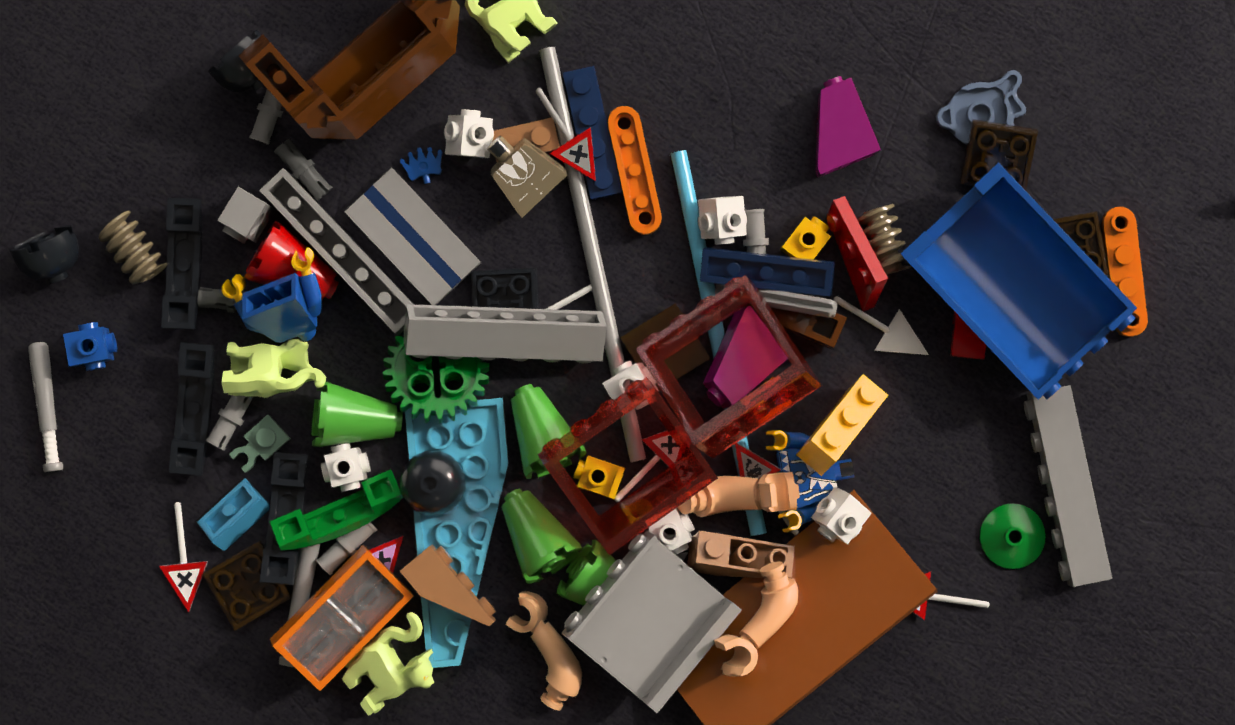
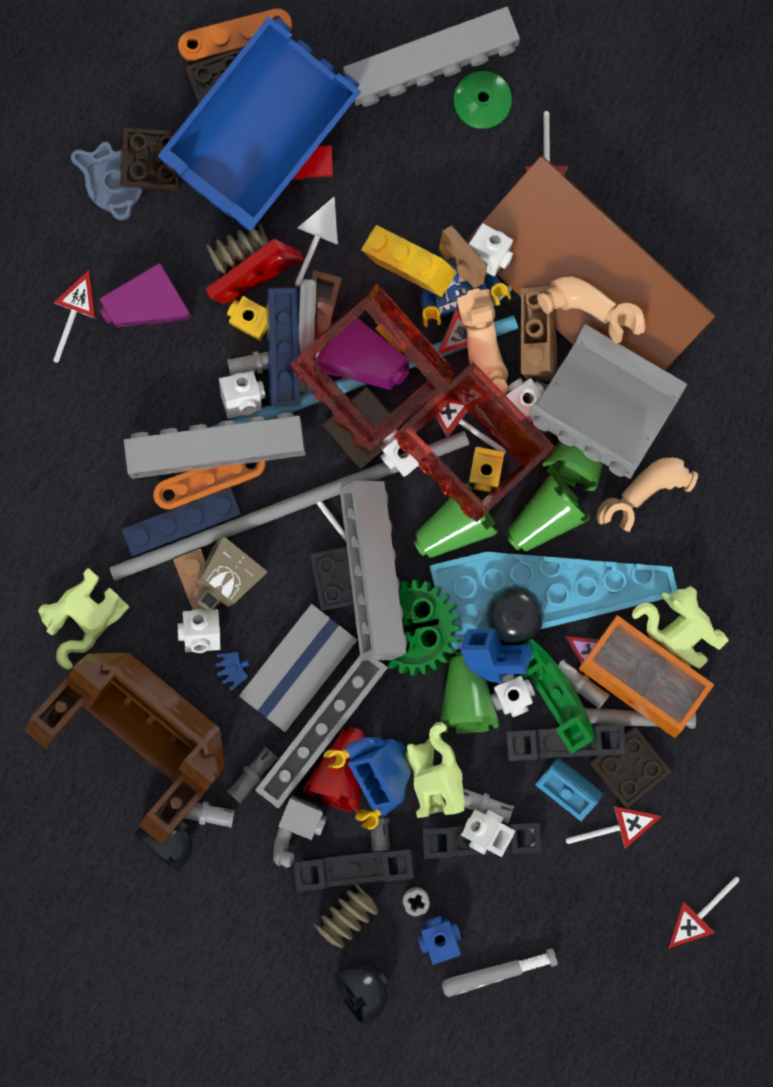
camera: 105 degrees left, 0 degrees up
(64, 625) = (690, 925): none -> piece
(127, 330) = (412, 892): none -> light grey bush
(197, 416) = (487, 832): none -> white brick
(211, 186) = (281, 844): none -> light grey arm
(263, 440) = (499, 772): sand green plate -> none
(386, 448) = (490, 658): none -> blue brick
(438, 582) = (603, 594): medium nougat slope -> none
(577, 150) = (199, 531): piece -> none
(668, 180) = (214, 446): none -> light grey brick
(829, 489) = (463, 257): none -> medium nougat plate
(854, 57) = (78, 299): none -> piece

